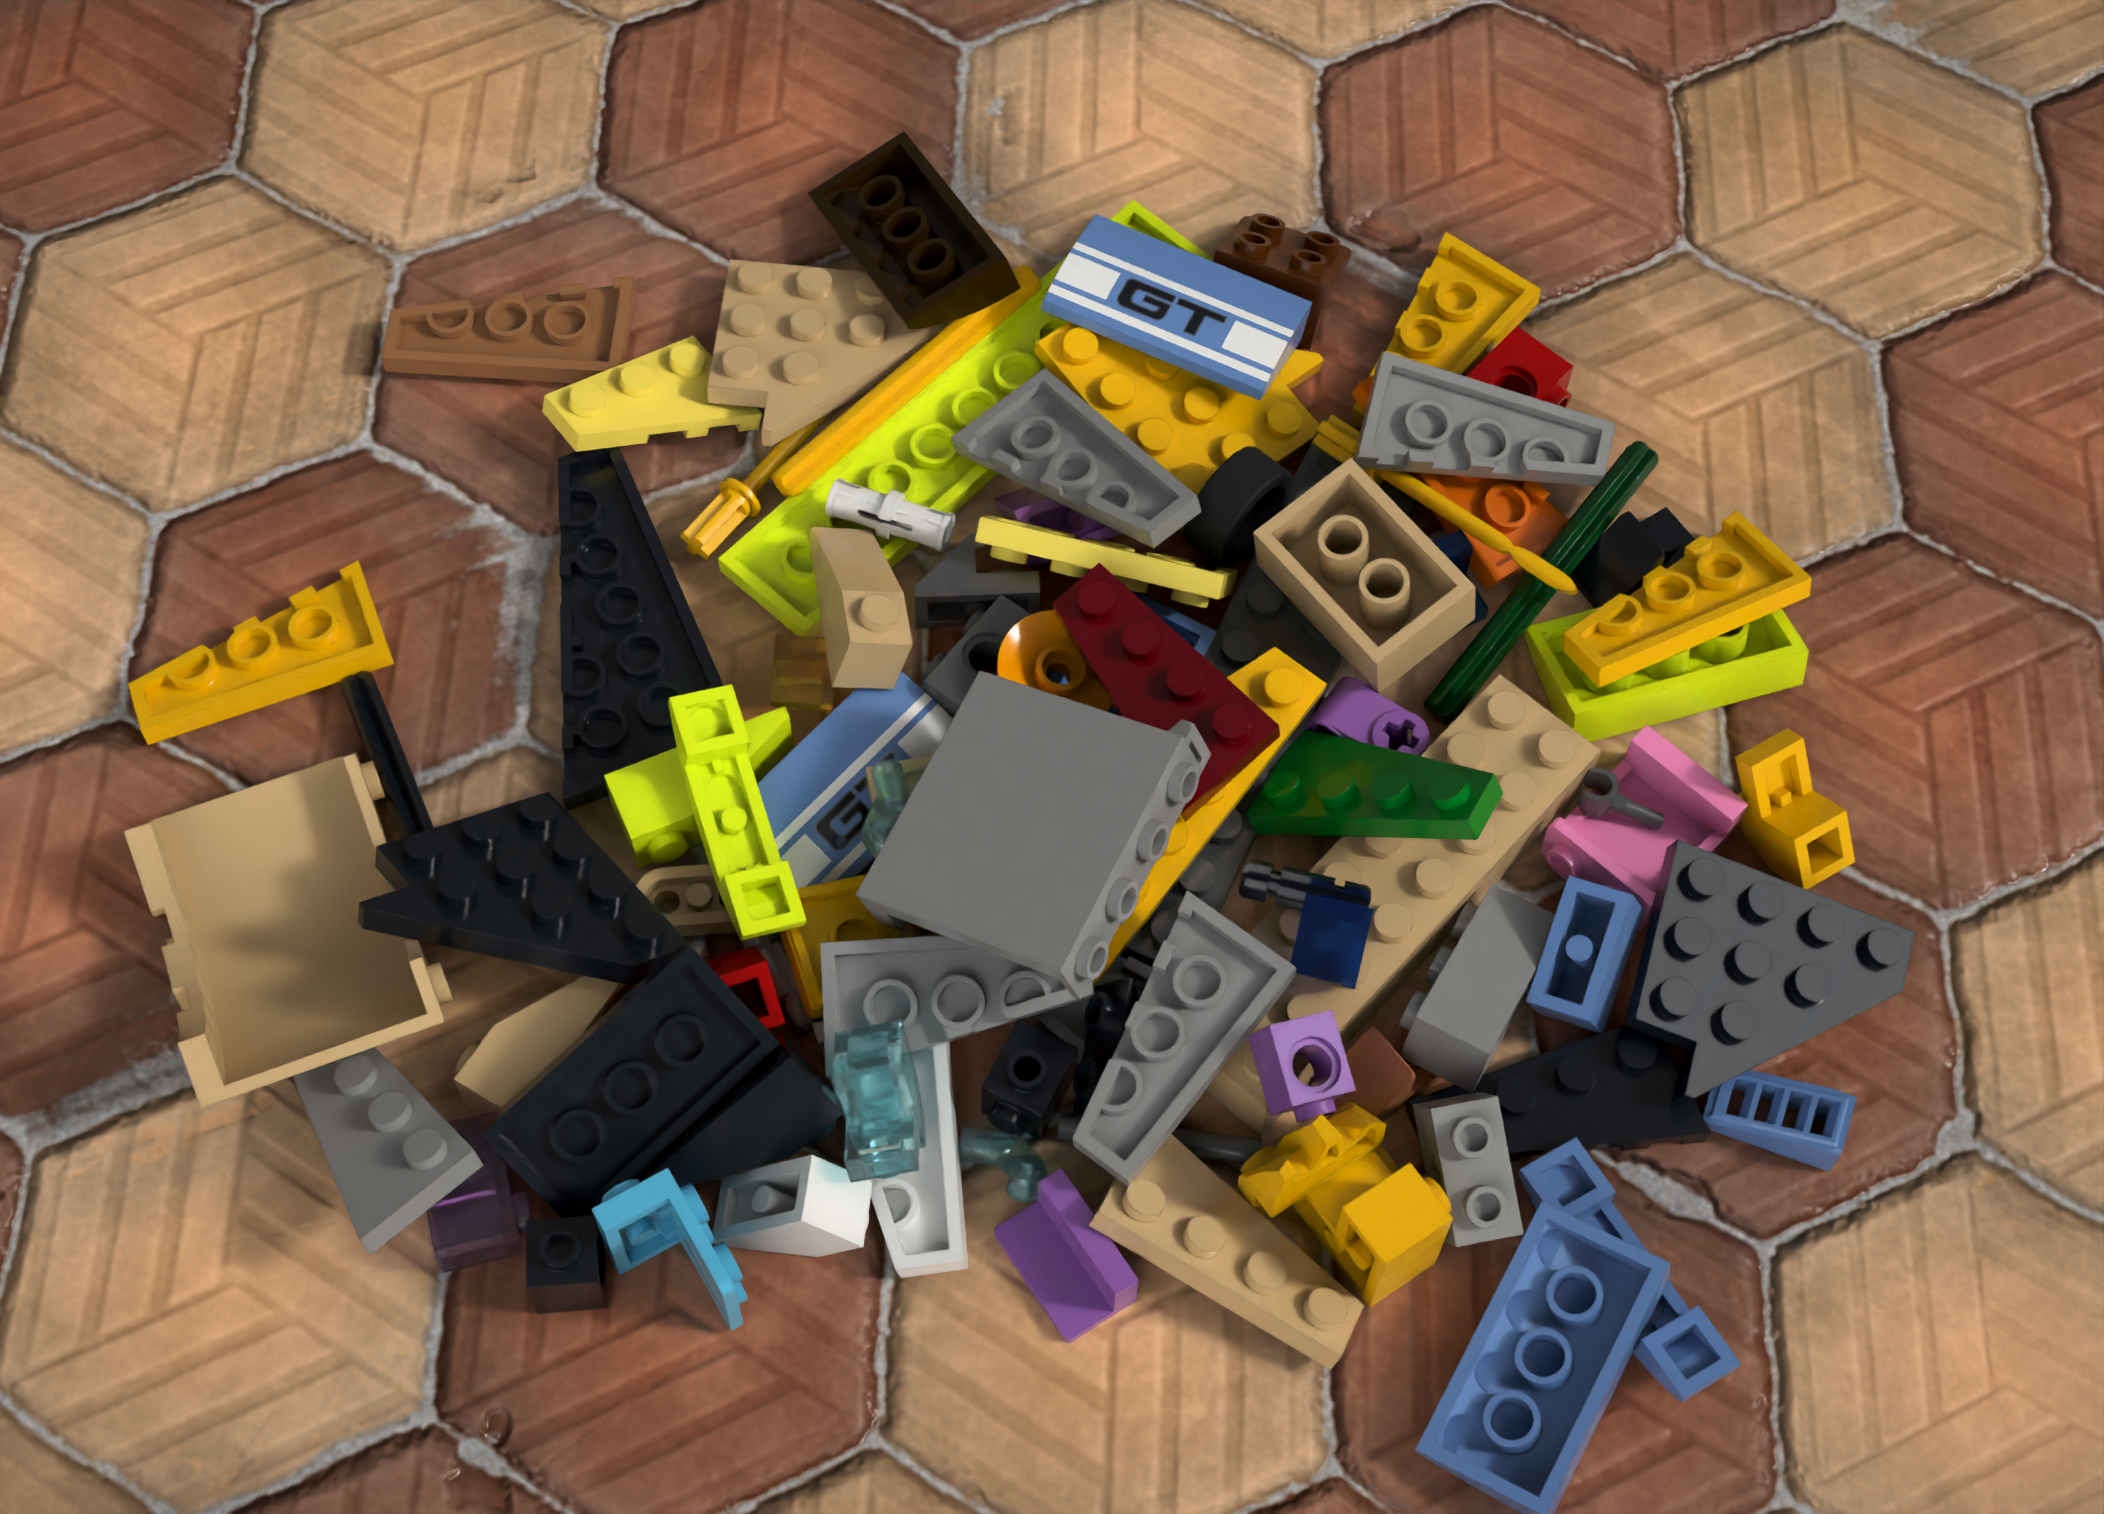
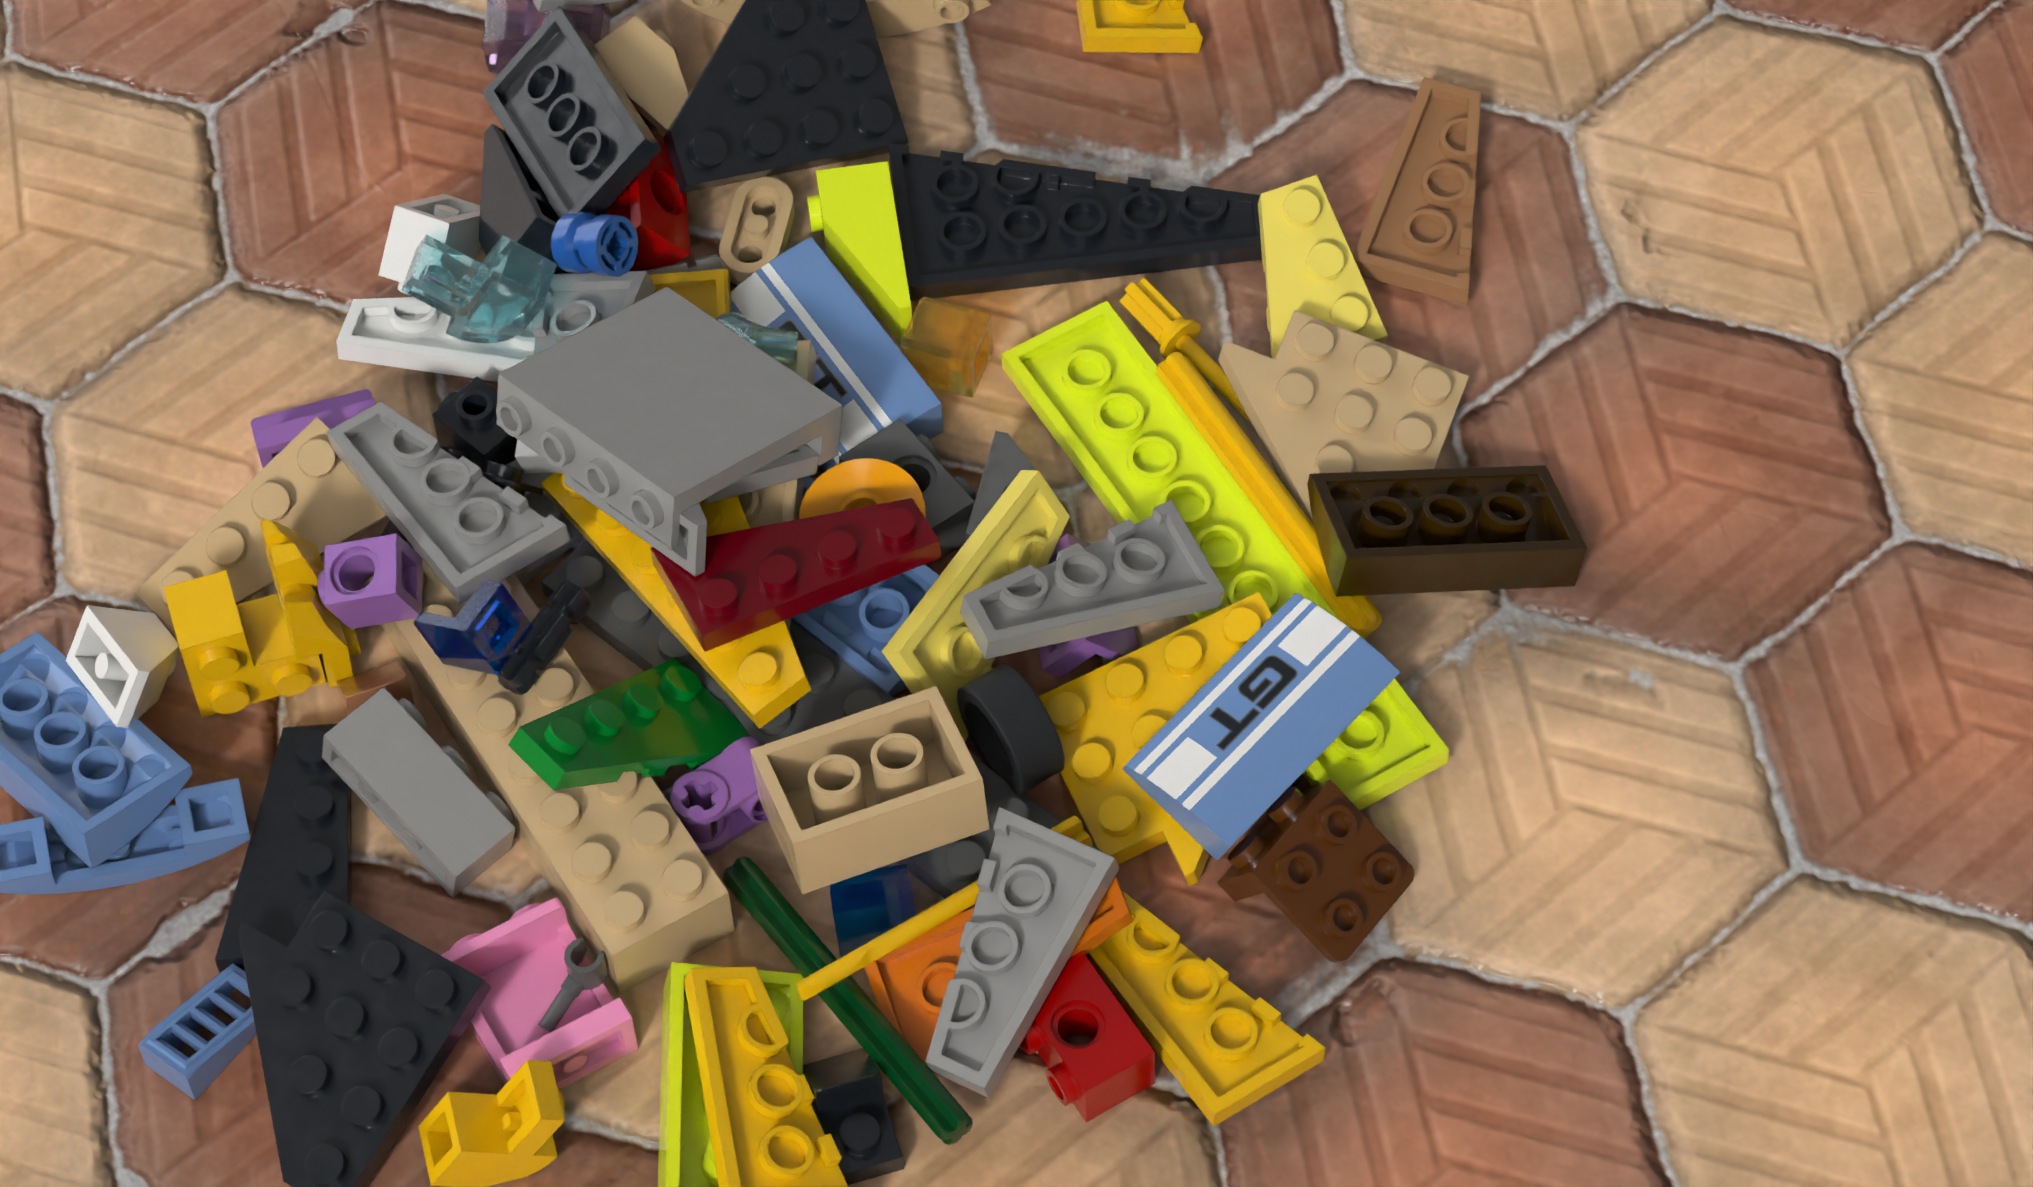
camera: 110 degrees right, 5 degrees down
(387, 754) = (979, 37): black axle -> none
(565, 1264) = (451, 79): black brick -> none
(655, 1214) = (421, 148): medium azure bracket -> none
(731, 814) = (797, 242): neon yellow slope -> none
(805, 990) = (594, 243): none -> blue wheel
(859, 609) = (997, 372): tan slope -> none
(890, 514) = (1098, 433): white pin -> none
(1012, 1156) = (421, 407): clear light blue arm -> none
(1448, 1310) = (123, 660): none -> white slope
(1470, 1160) = (265, 713): light grey brick -> none
(1585, 954) = (411, 882): medium blue brick -> none

